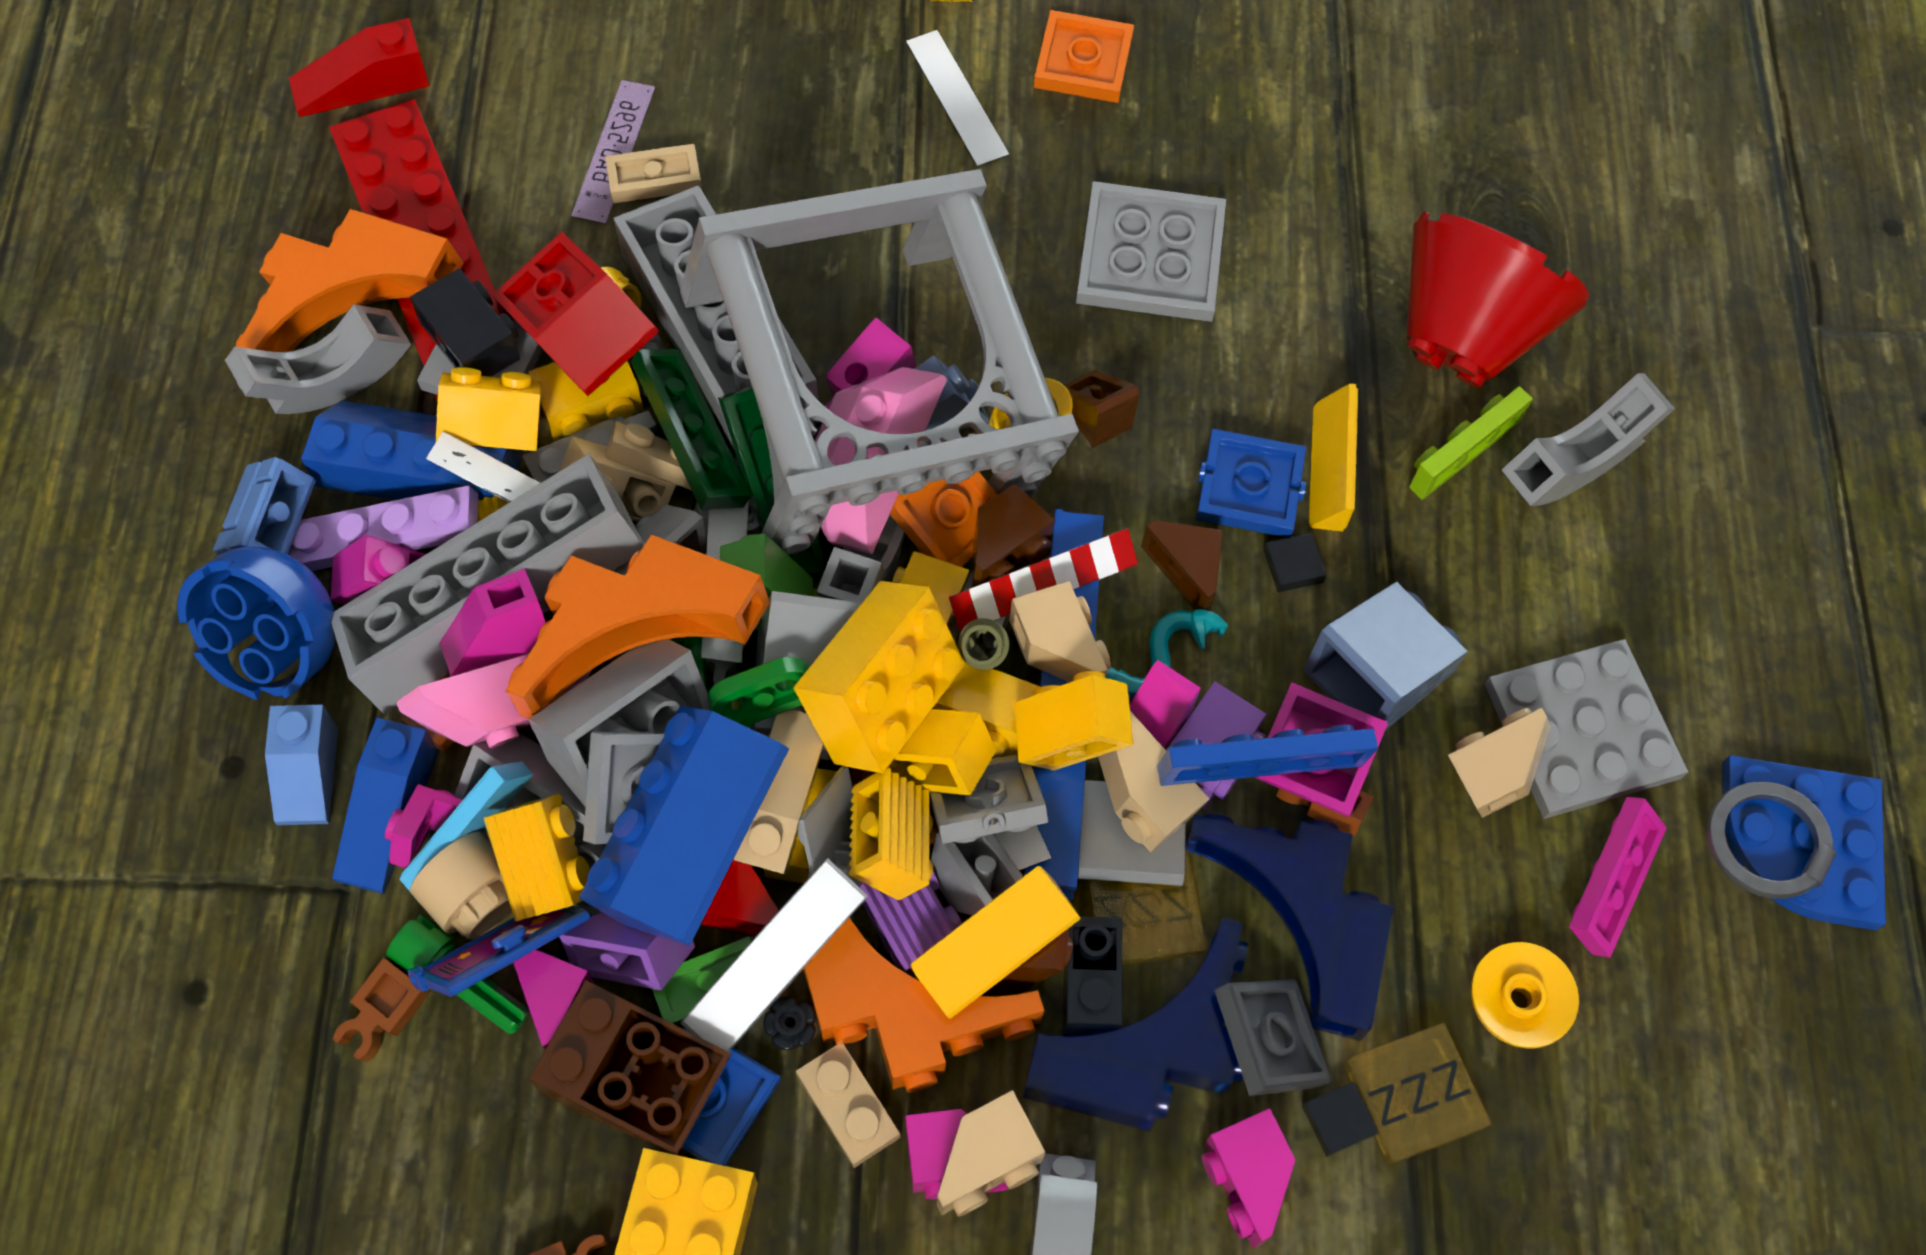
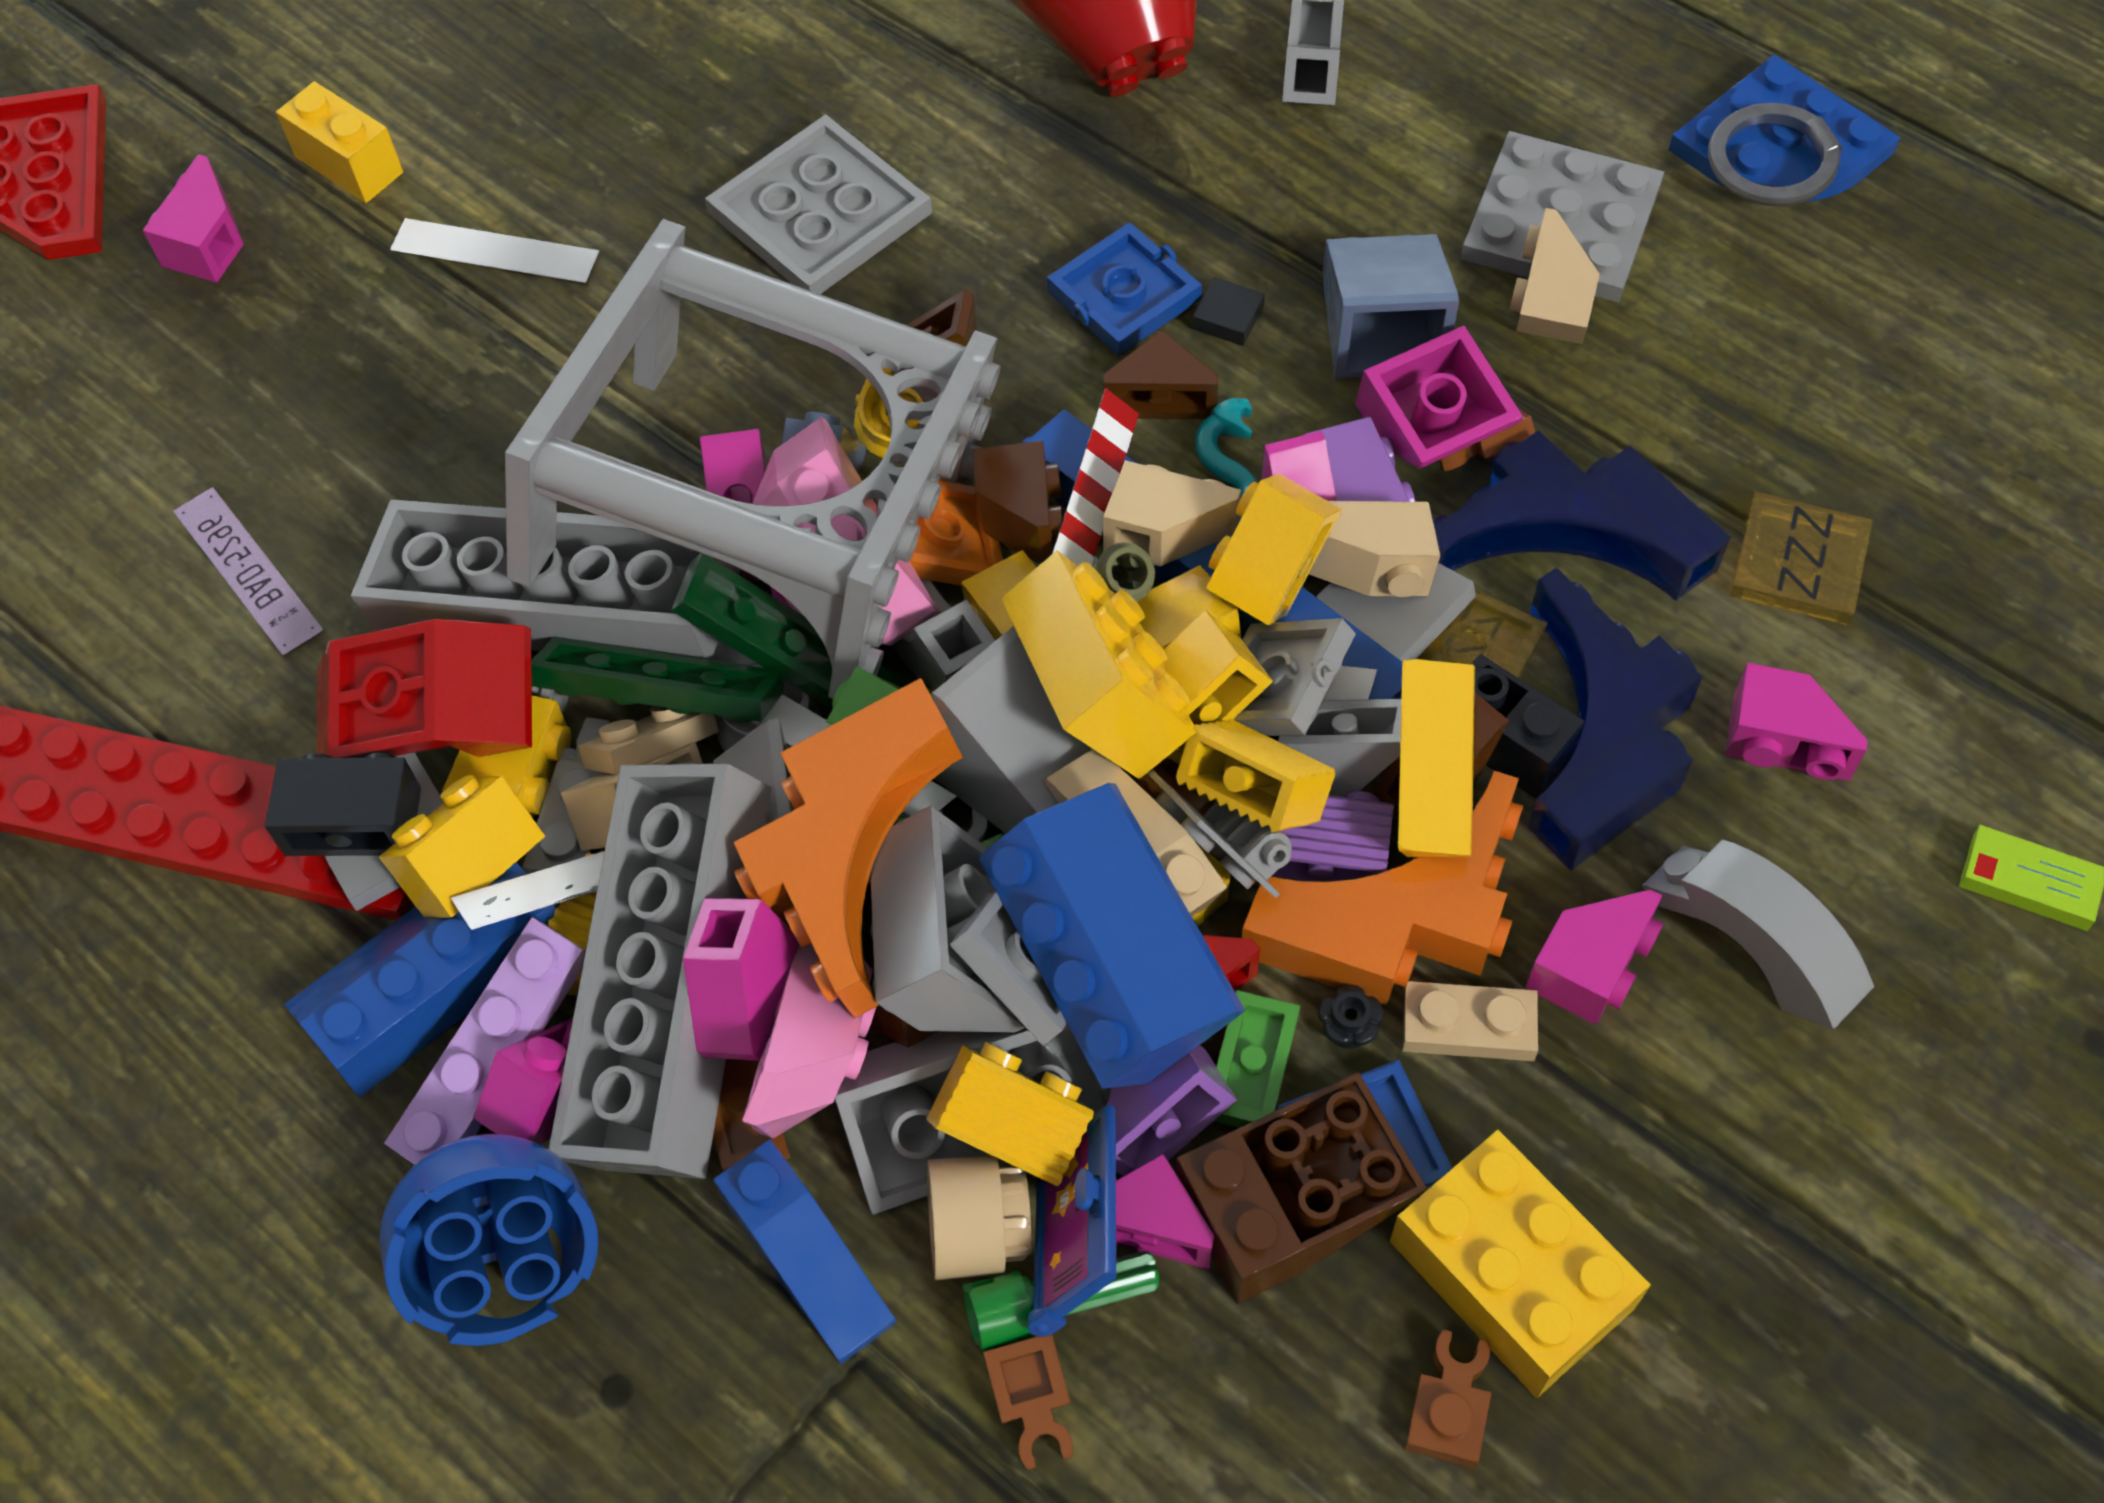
camera: 45 degrees left, 5 degrees down
(266, 507) = (351, 1152): medium blue brick -> none
(301, 763) = (685, 1305): medium blue slope -> none
(329, 371) = (240, 982): light grey arch -> none
(362, 266) = (155, 870): orange arch -> none
(410, 827) = (862, 1208): dark pink bracket -> none
(487, 797) = (914, 1167): medium azure tile -> none
(652, 173) = (317, 546): tan plate -> none
(758, 691) = (1027, 773): green plate -> none
(775, 957) = (1296, 961): white slope -> none
(989, 1149) = (1632, 906): tan slope -> none
(1083, 56) = (559, 124): orange tile -> none
(1272, 1036) = (1677, 619): dark grey tile -> none
(1282, 754) = (1421, 438): blue plate -> none
(1333, 460) = (1162, 211): yellow slope -> none
(1340, 1119) = (1783, 630): black tile -> none
(1469, 441) = (1230, 108): lime plate -> none
(1541, 979) = (1776, 415): yellow dish -> none
(1617, 877) = (1719, 282): dark pink plate -> none

